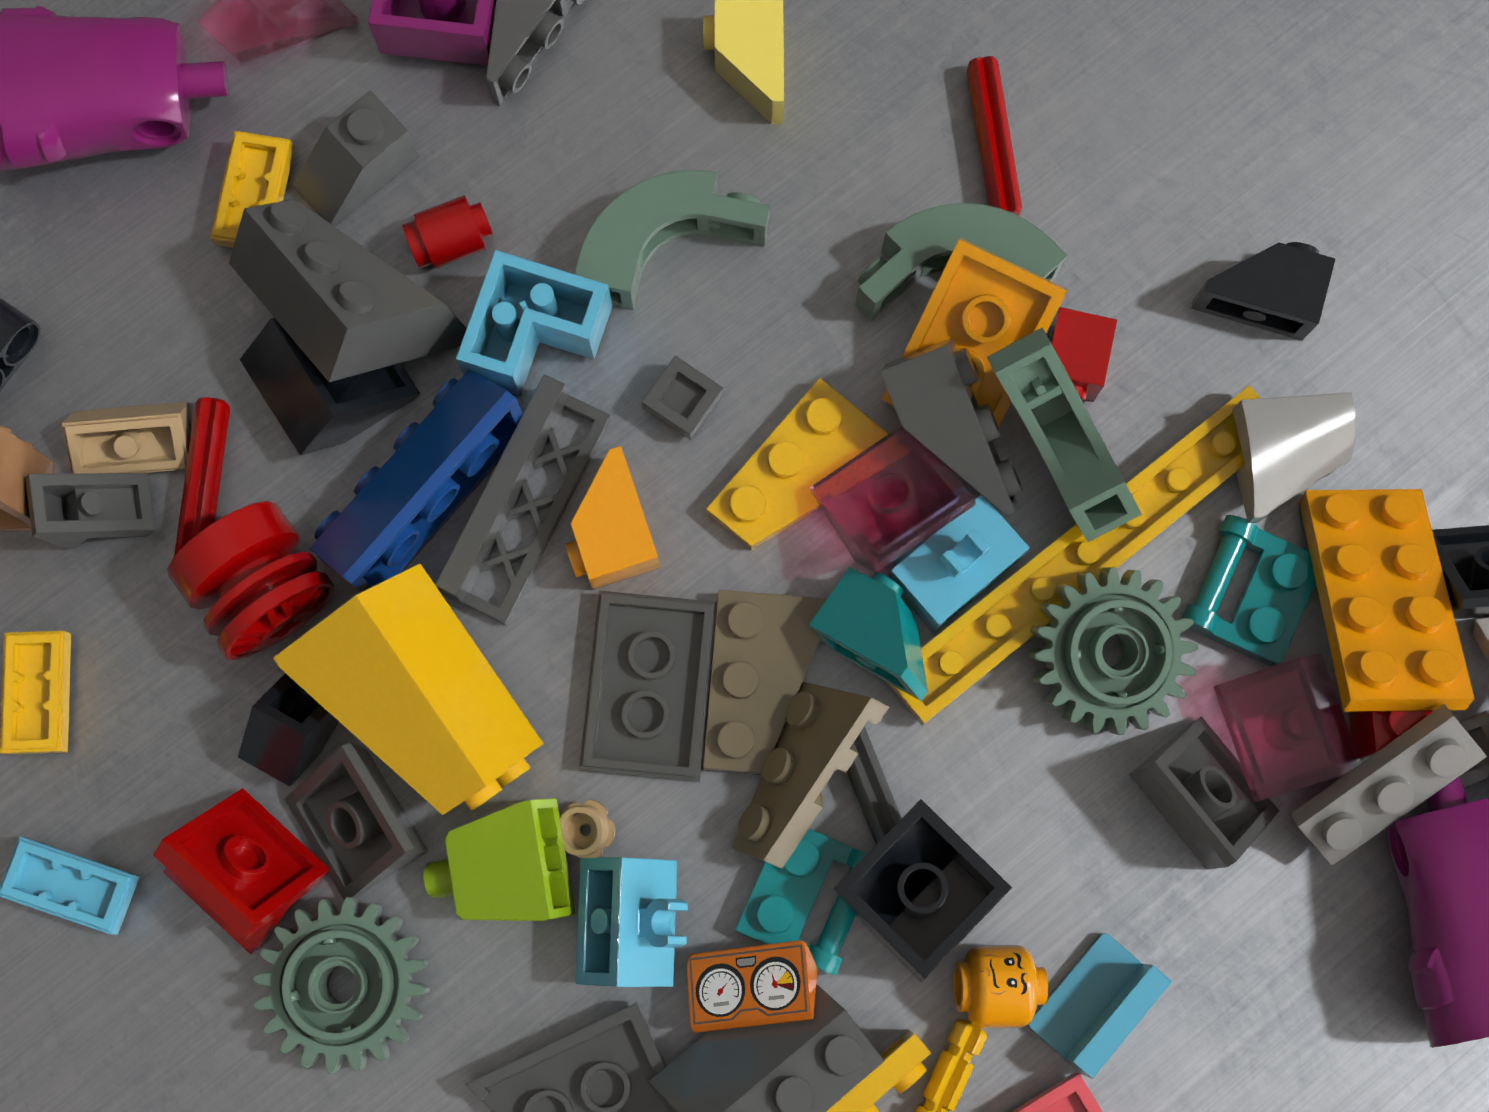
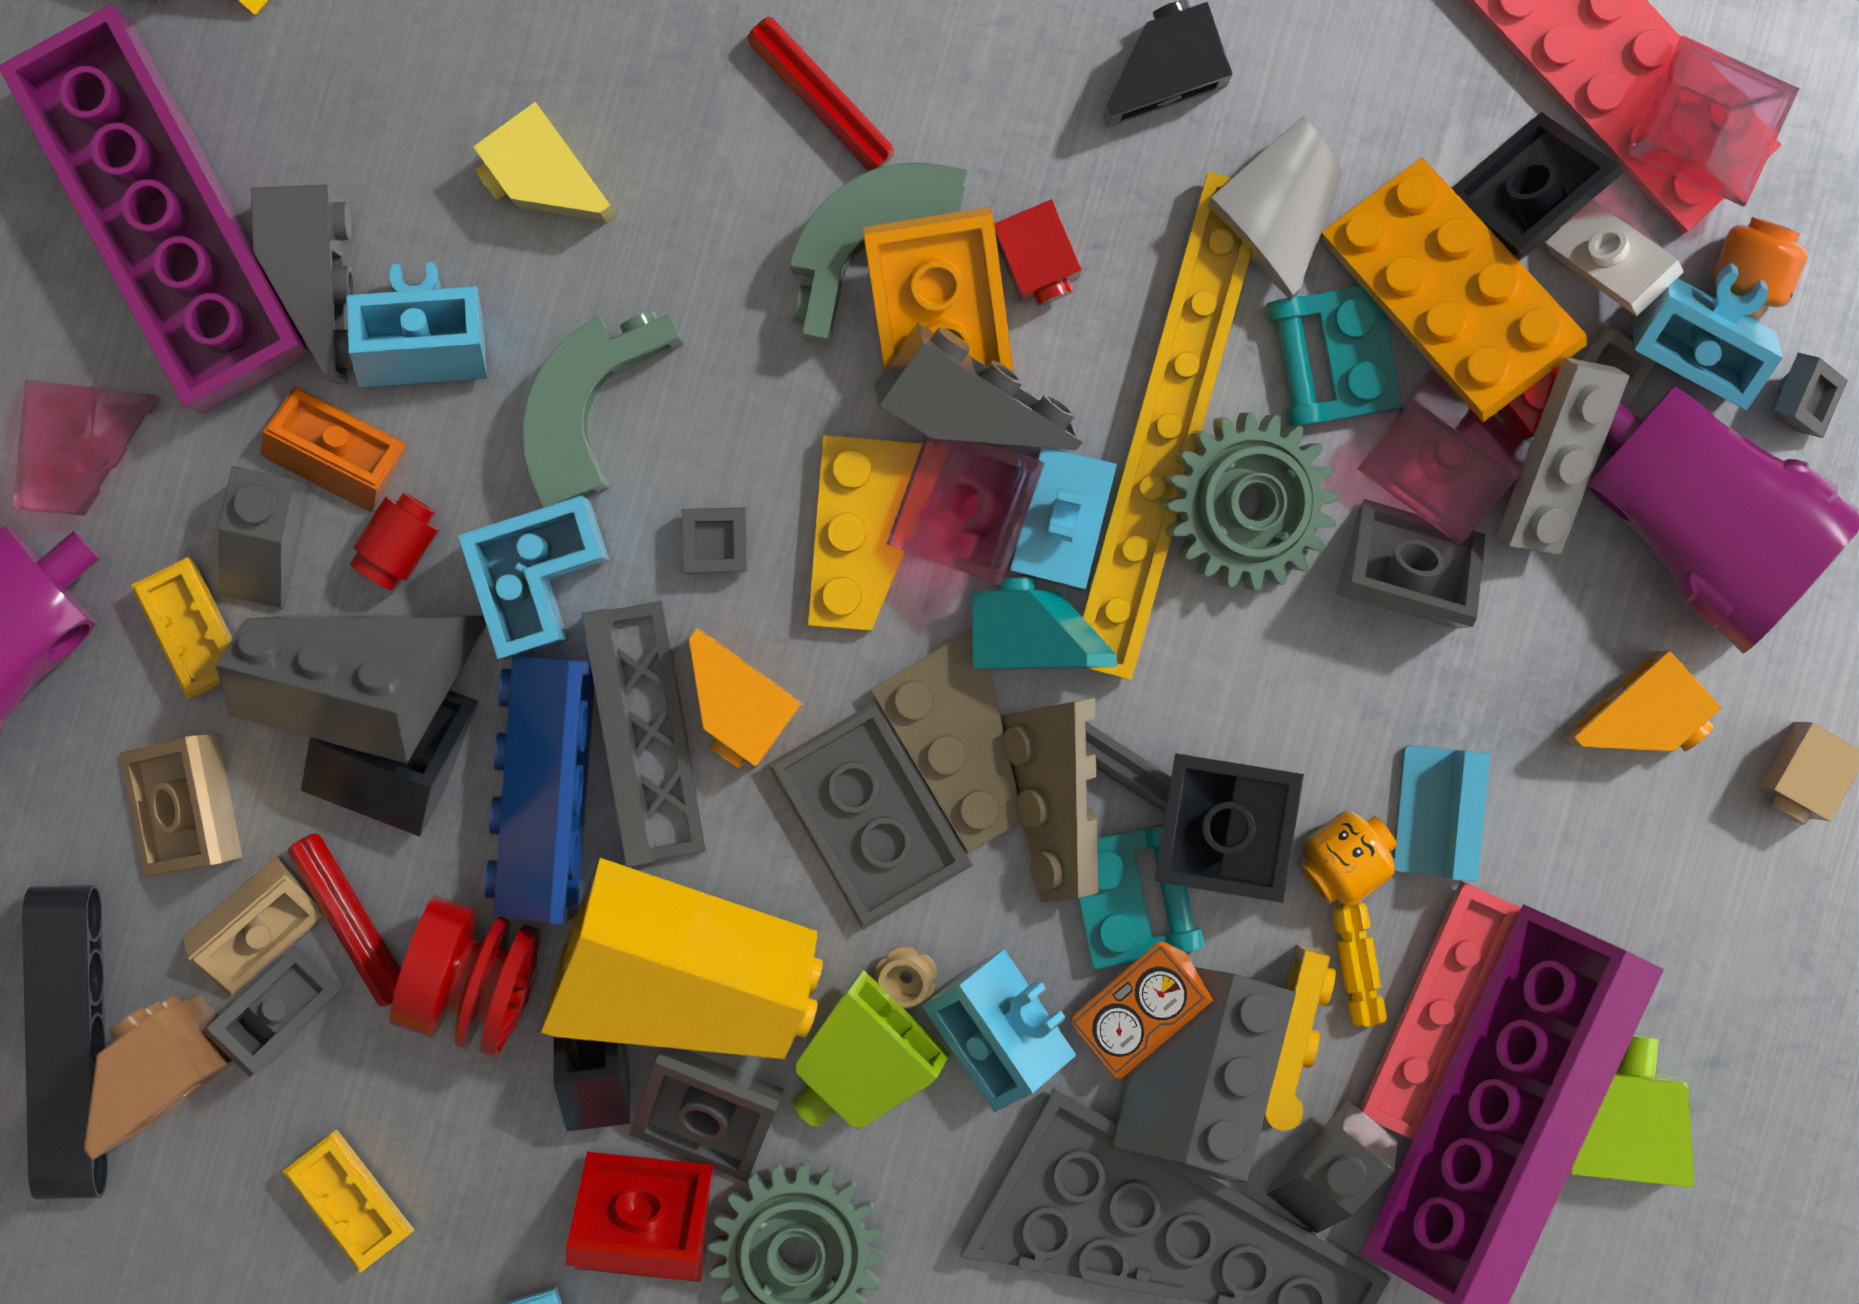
camera: 30 degrees left, 10 degrees up
(149, 312) = (181, 804): none -> tan slope
(452, 140) = (332, 449): none -> orange slope
(574, 96) = (416, 333): none -> medium azure brick
(1064, 434) = (1081, 341): sand green arch -> none
(1322, 1043) = (1649, 710): none -> light orange slope

